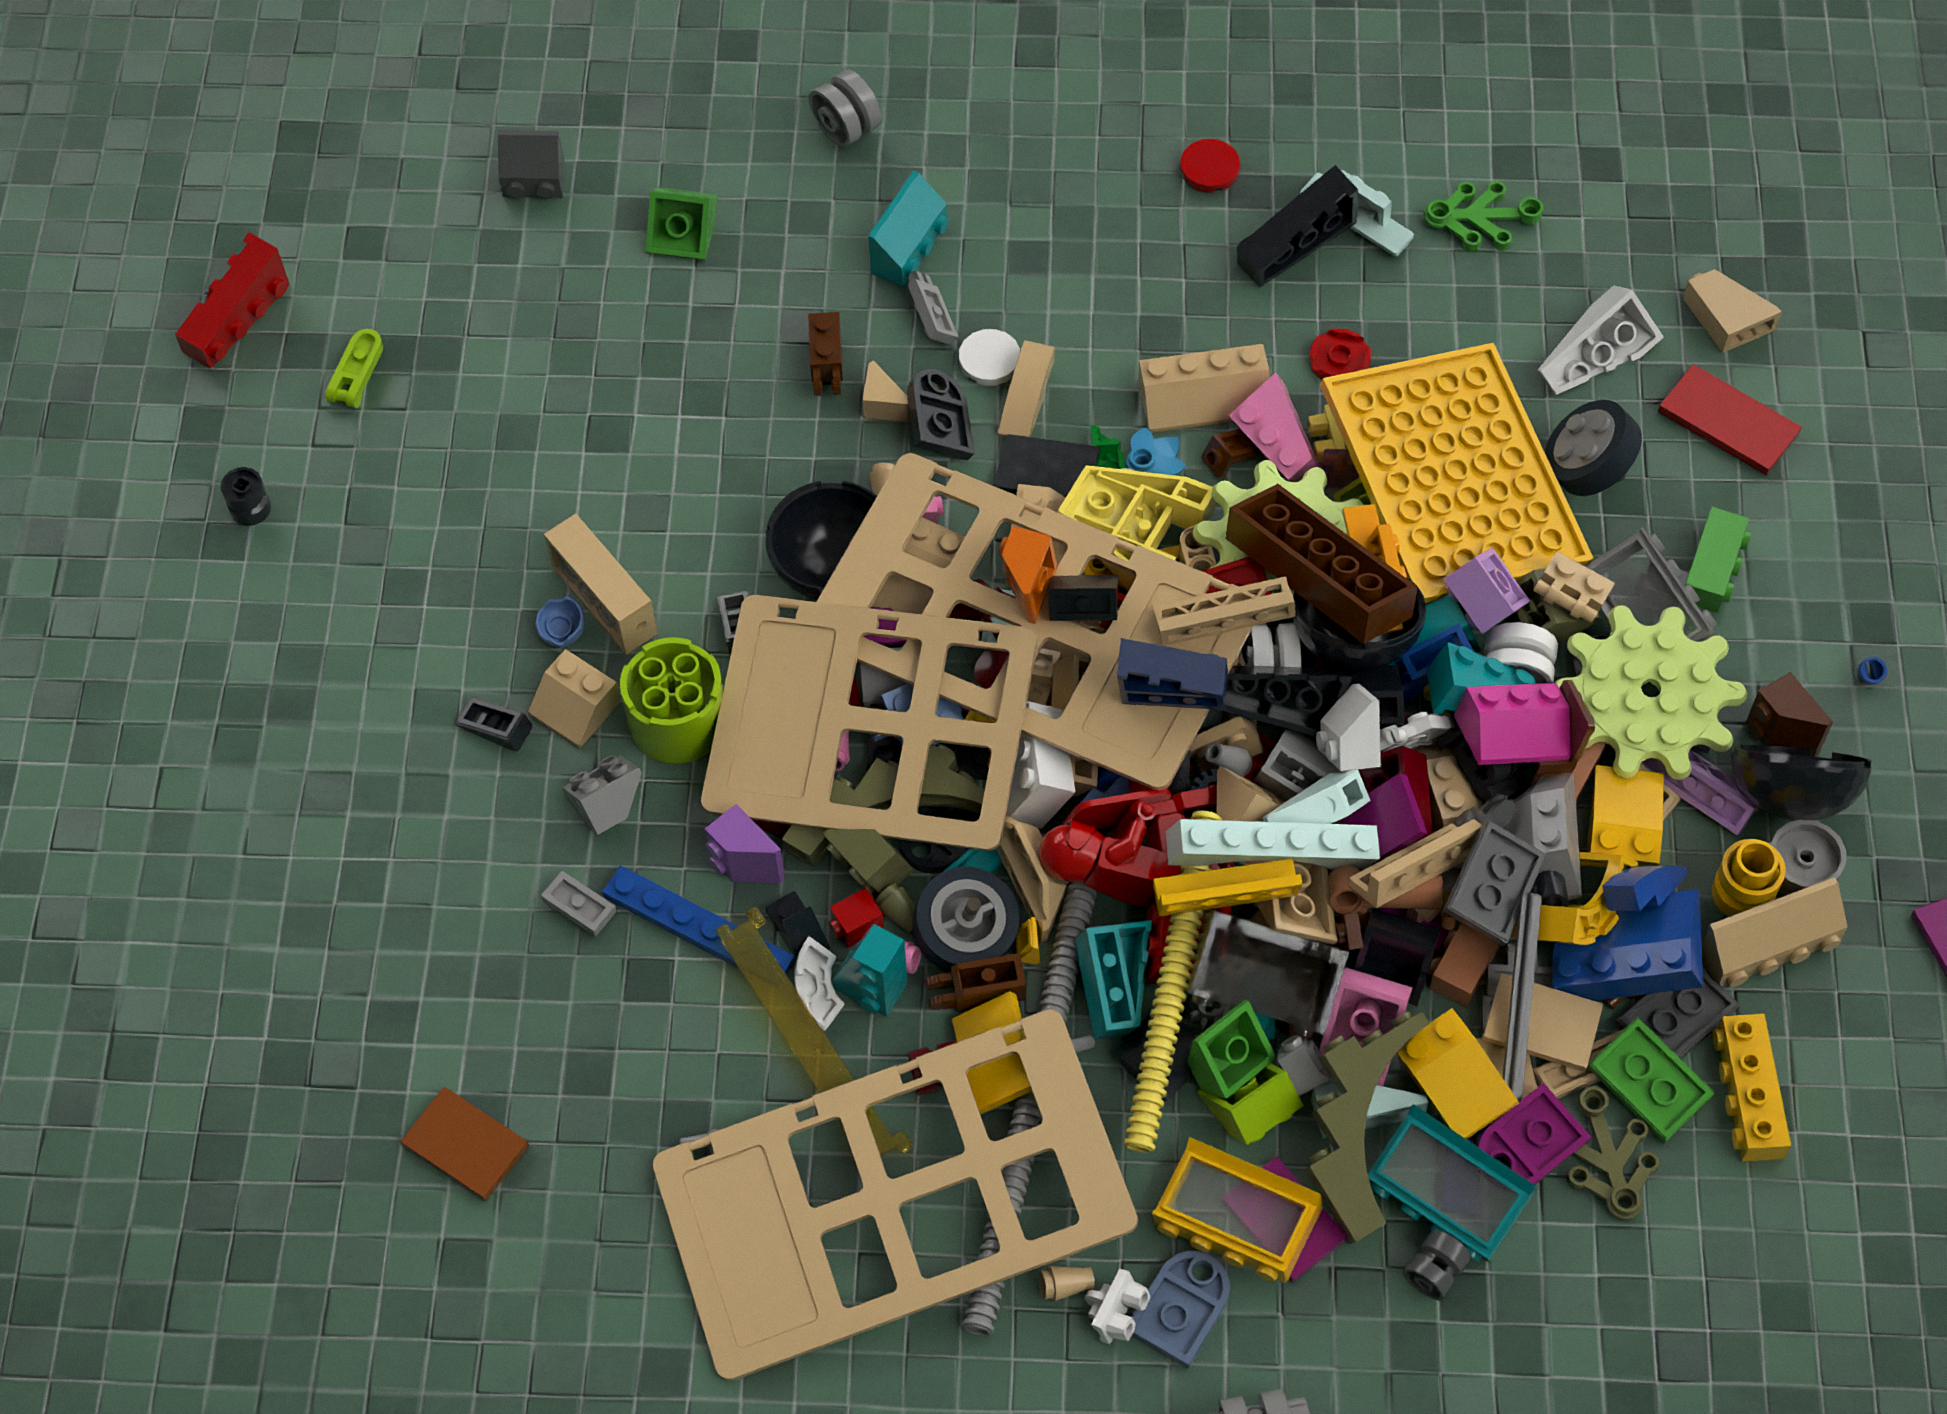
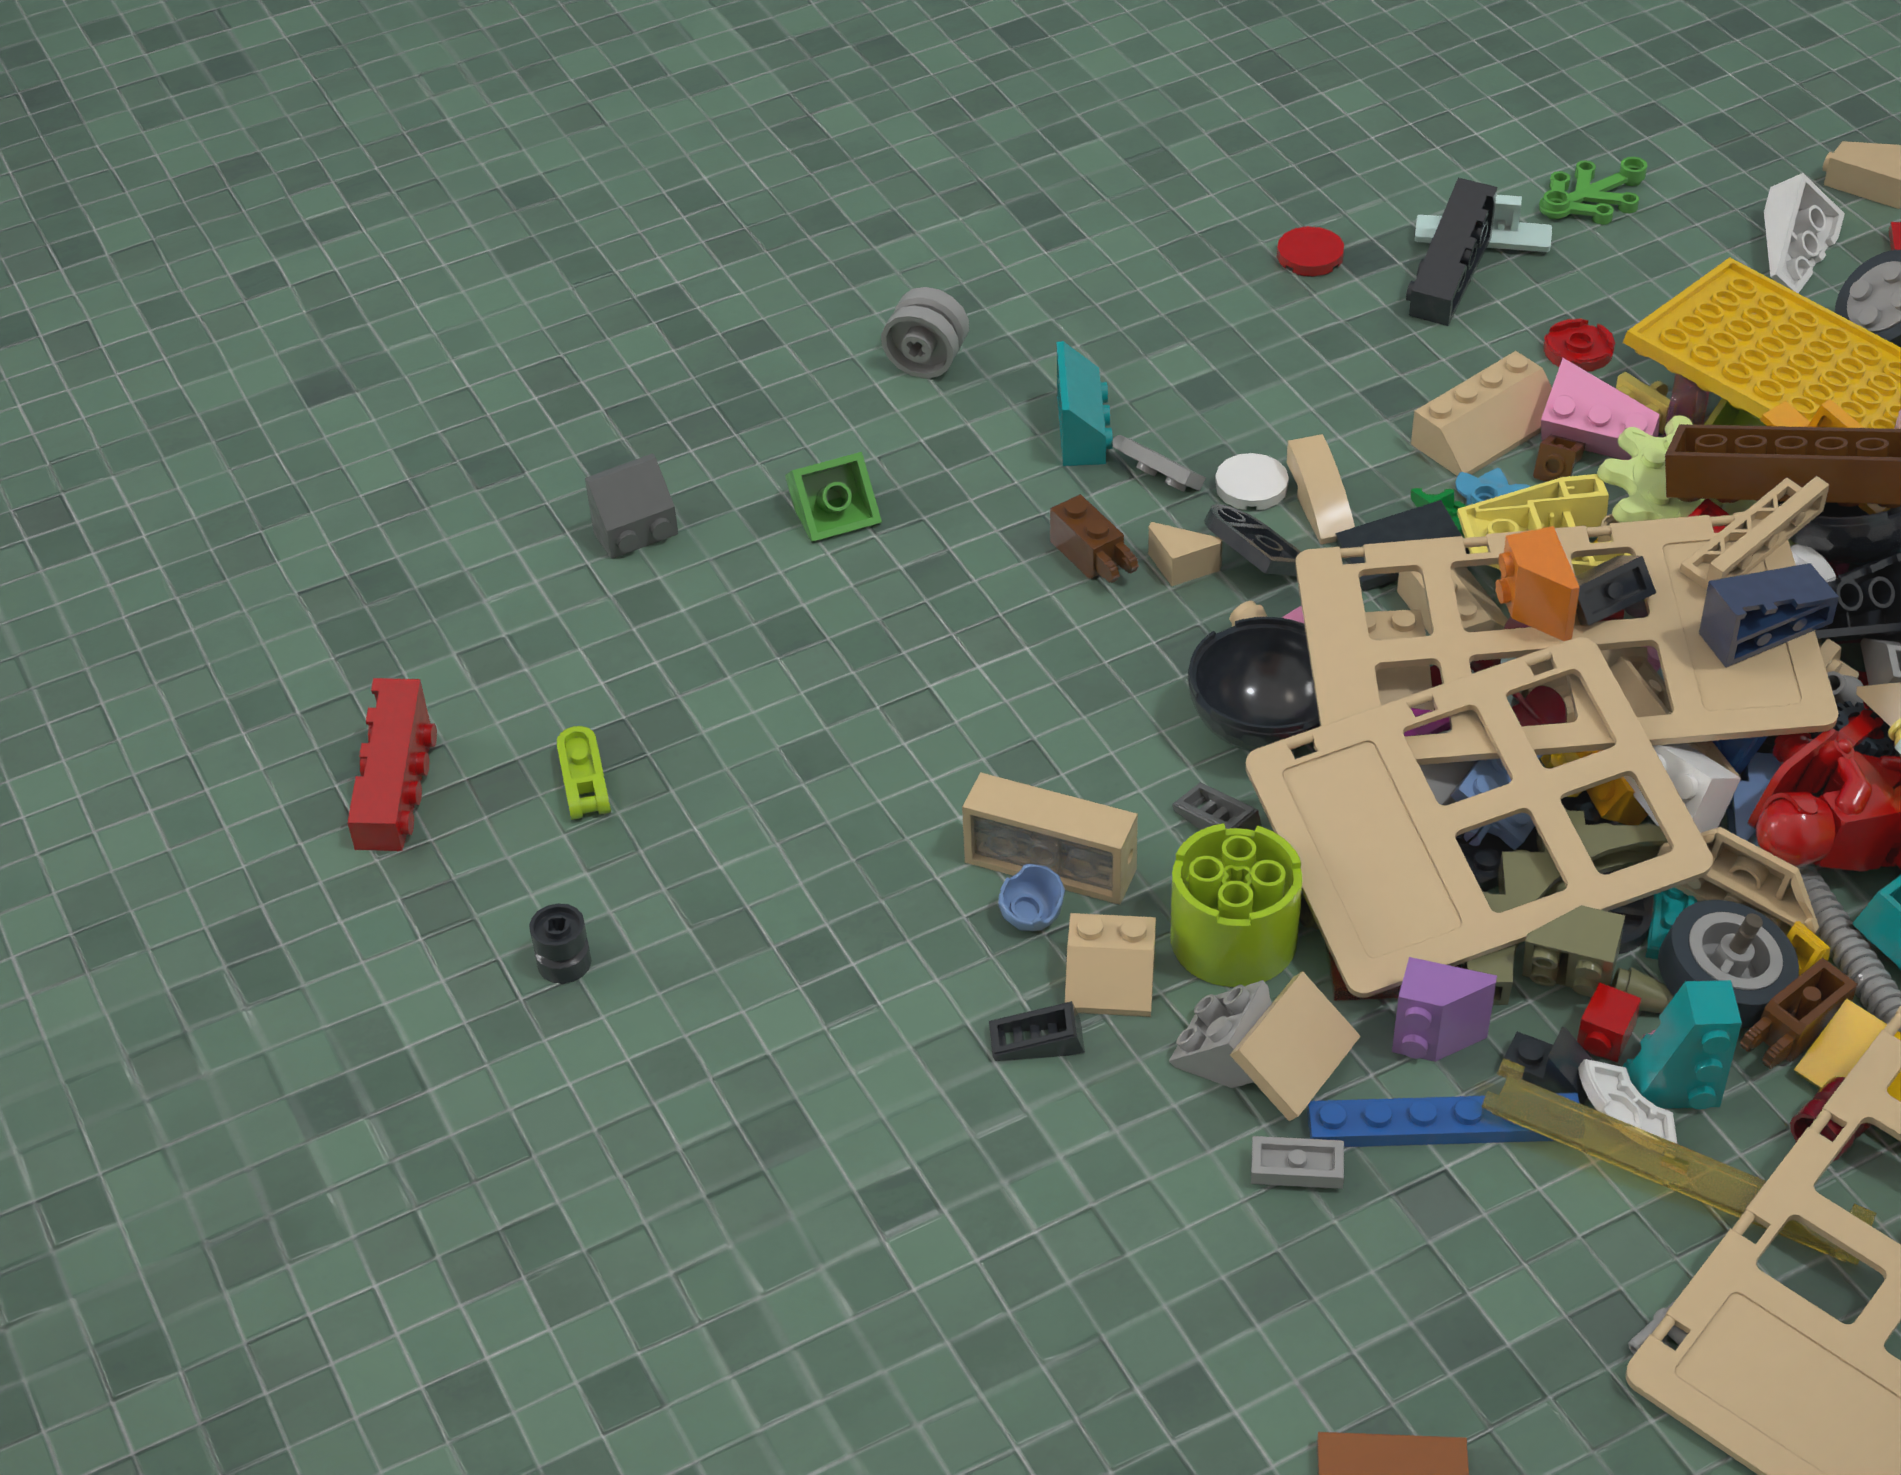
camera: 30 degrees left, 15 degrees down
(634, 823) = (1295, 1046): none -> tan tile

